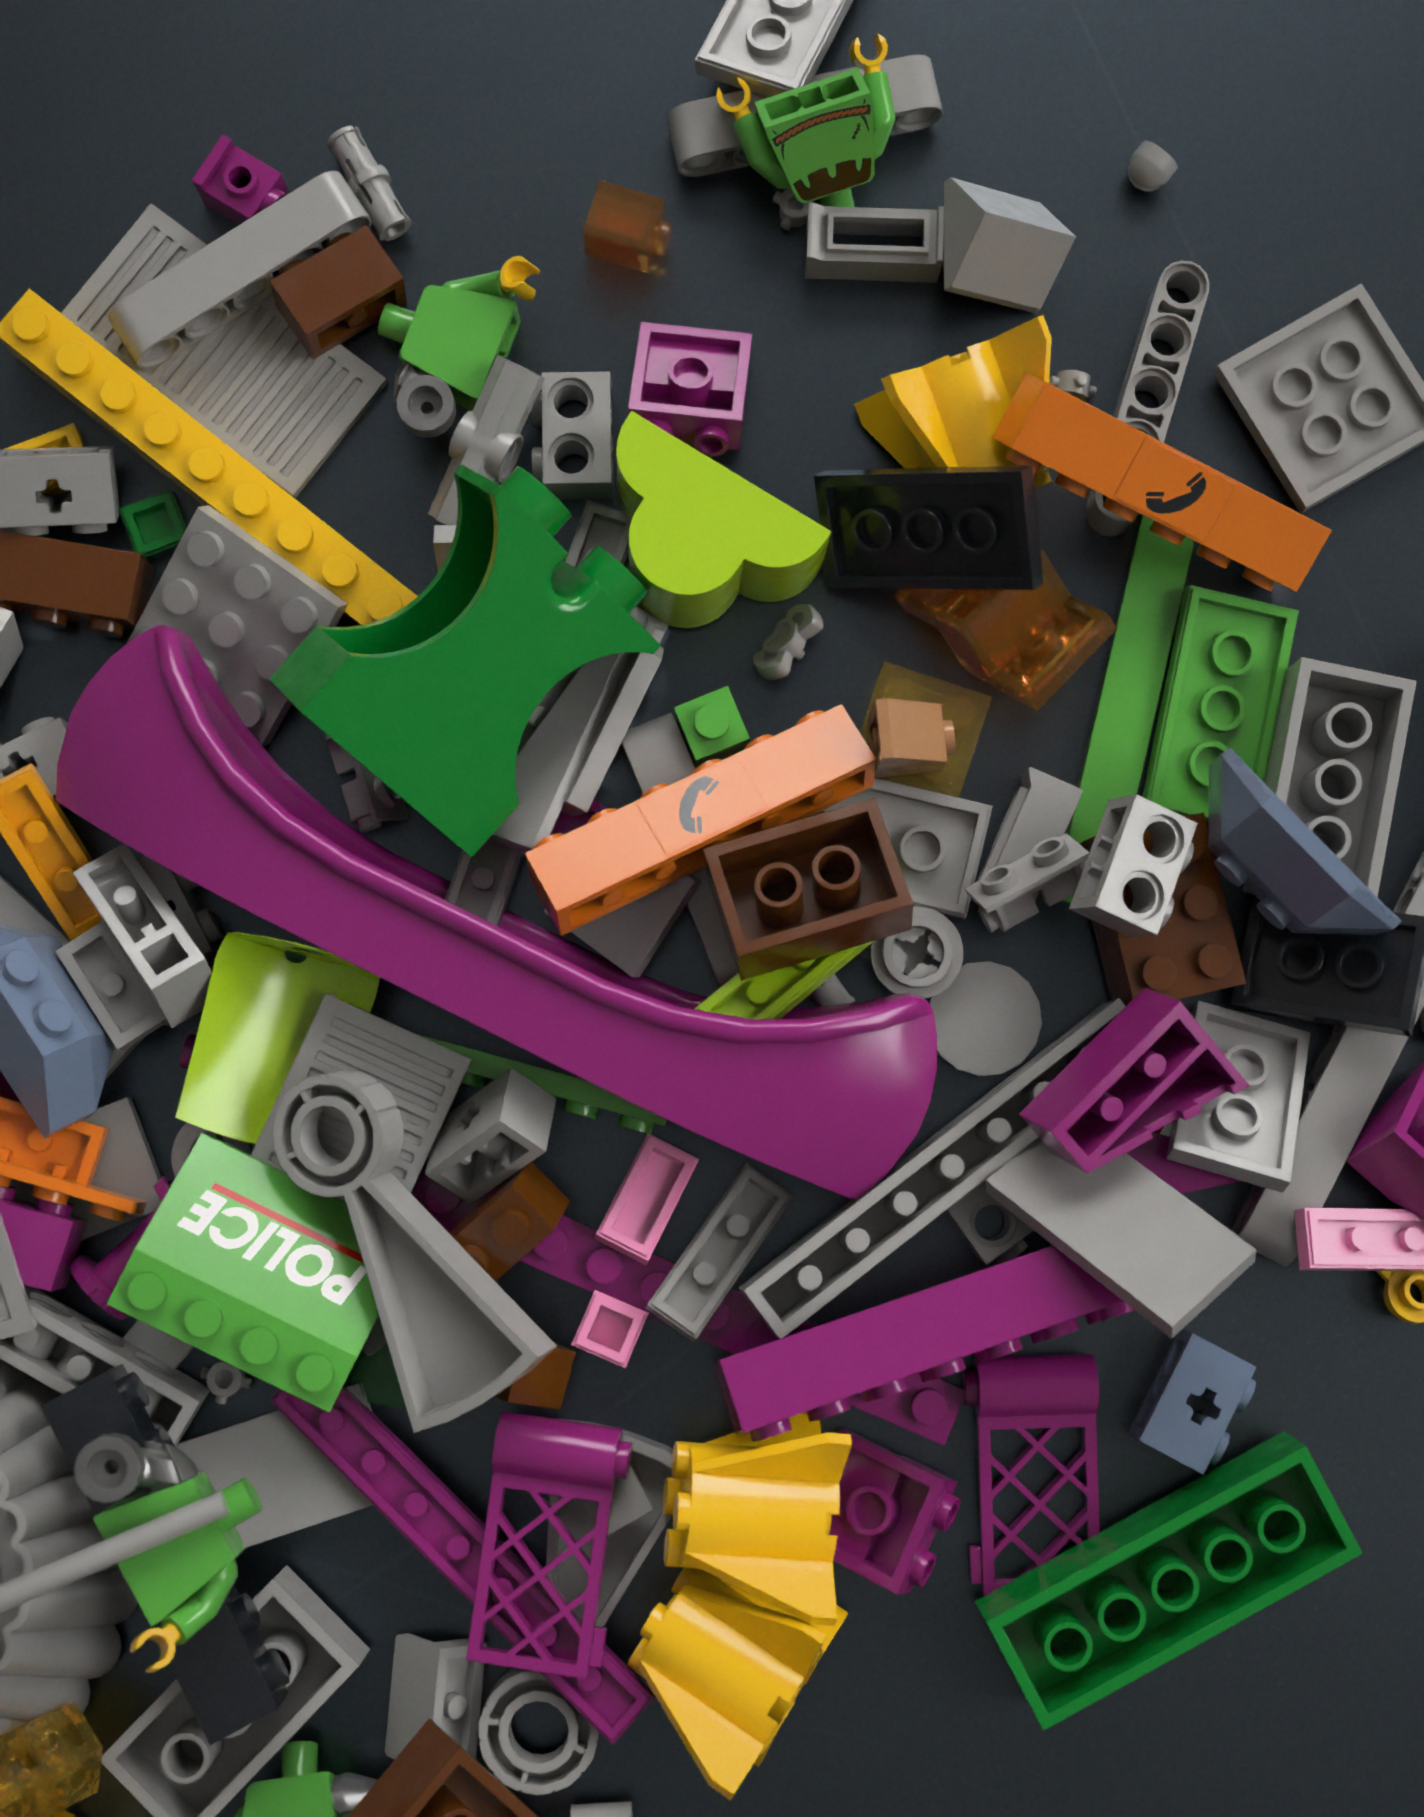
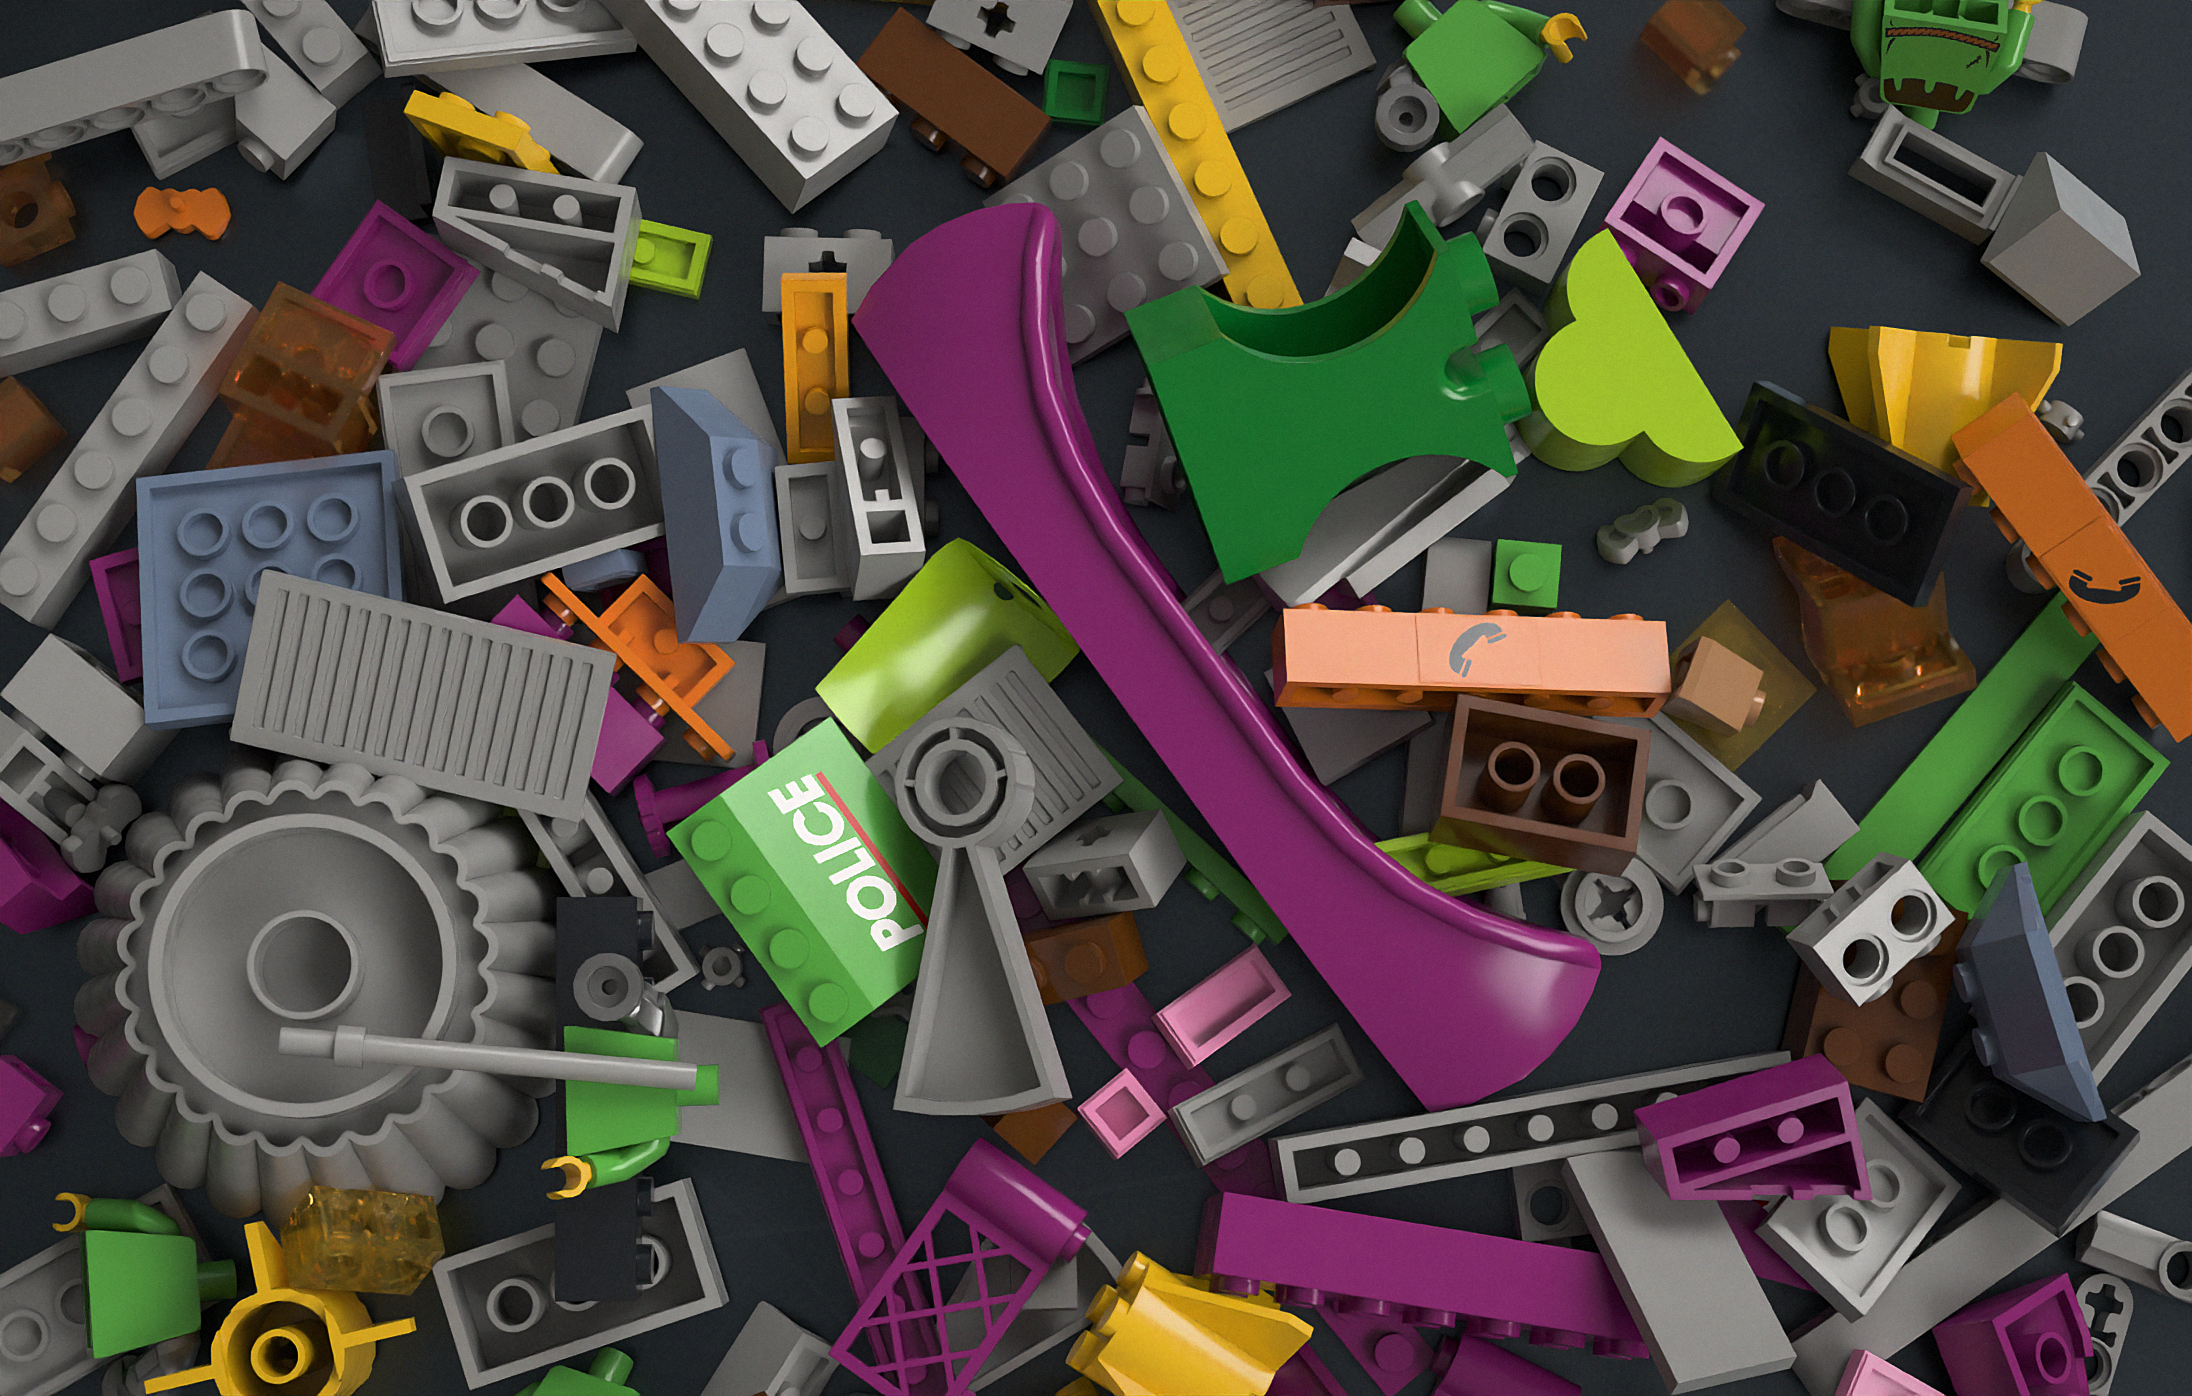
camera: 25 degrees right, 0 degrees up
(986, 1019) = (1646, 1006): light grey tile -> none

